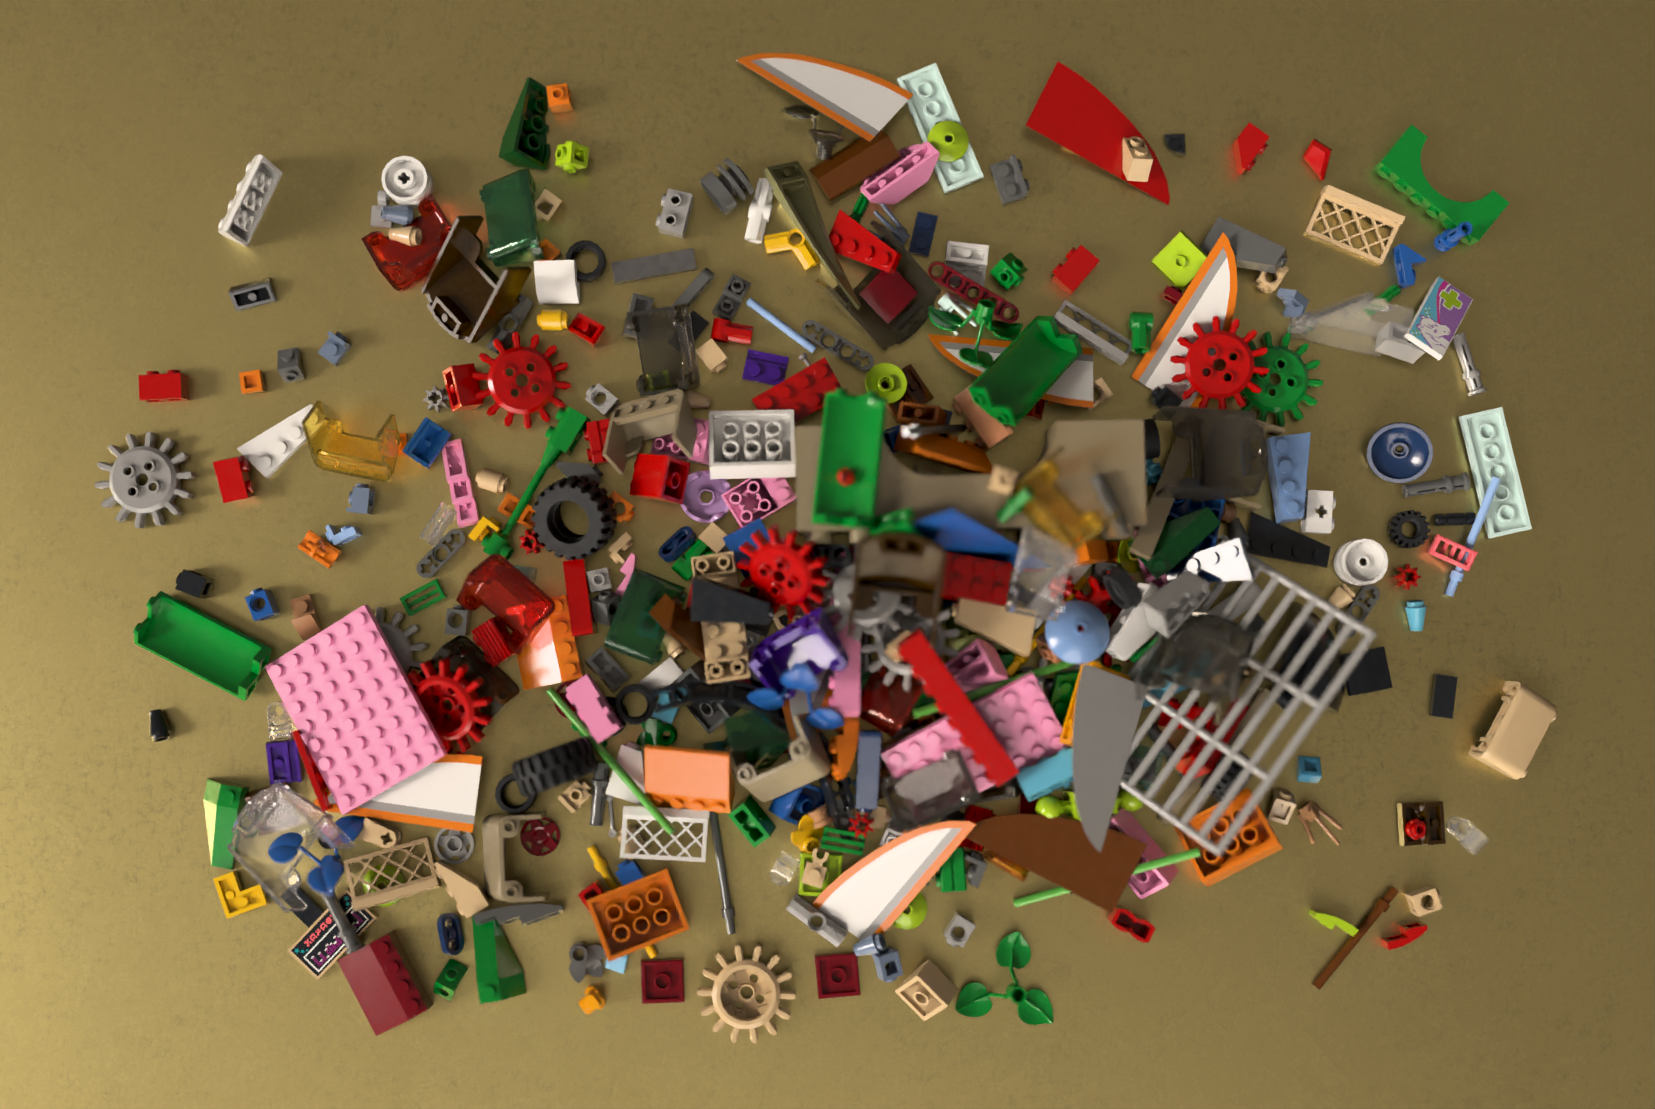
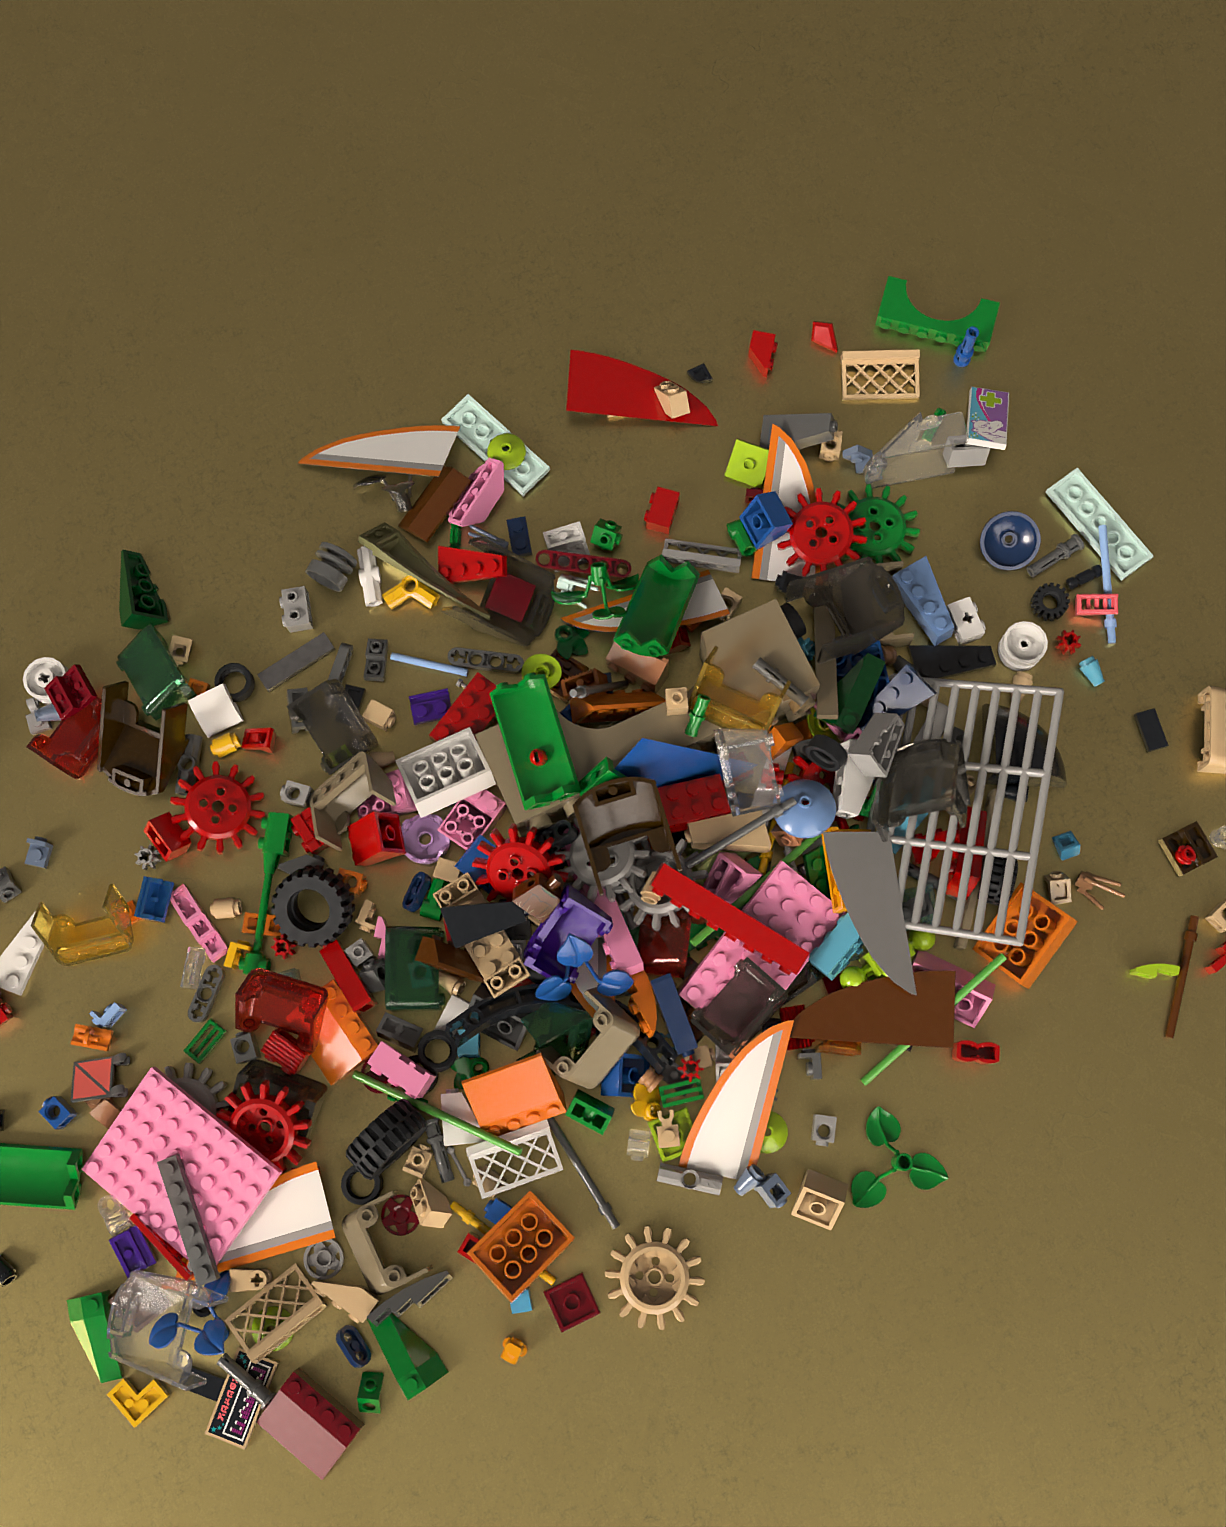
camera: 15 degrees left, 10 degrees down
(308, 588) = (95, 1078): none -> flag
(345, 758) = (188, 1220): none -> dark grey plate
(361, 499) = (114, 976): sand blue brick -> none
(407, 235) = (66, 727): tan cone -> none
(424, 205) = (70, 692): none -> dark red slope
(559, 98) = (156, 556): orange brick -> none
(570, 840) = (430, 1204): none -> tan slope
(571, 156) = (186, 599): lime brick -> none
(588, 963) = (495, 1317): dark grey plate -> none
(726, 331) = (381, 689): red piece -> none
(790, 606) = (539, 895): none -> reddish brown torso
(837, 975) = (731, 1223): dark red tile -> none
(916, 722) = (700, 950): reddish brown plate -> none
(929, 366) = (573, 643): none -> dark green plate
(952, 872) = (793, 1077): green brick -> none
(1009, 180) = (573, 461): dark grey bracket -> none
(1048, 625) = (775, 812): none -> dark grey bar
(1171, 327) = (765, 519): none -> blue slope
(1366, 609) = (1047, 677): dark grey beam -> none
(1369, 673) = (1076, 737): black slope -> none
(1404, 260) = (936, 385): blue slope -> none
(1471, 374) = (1037, 452): light grey pin -> none

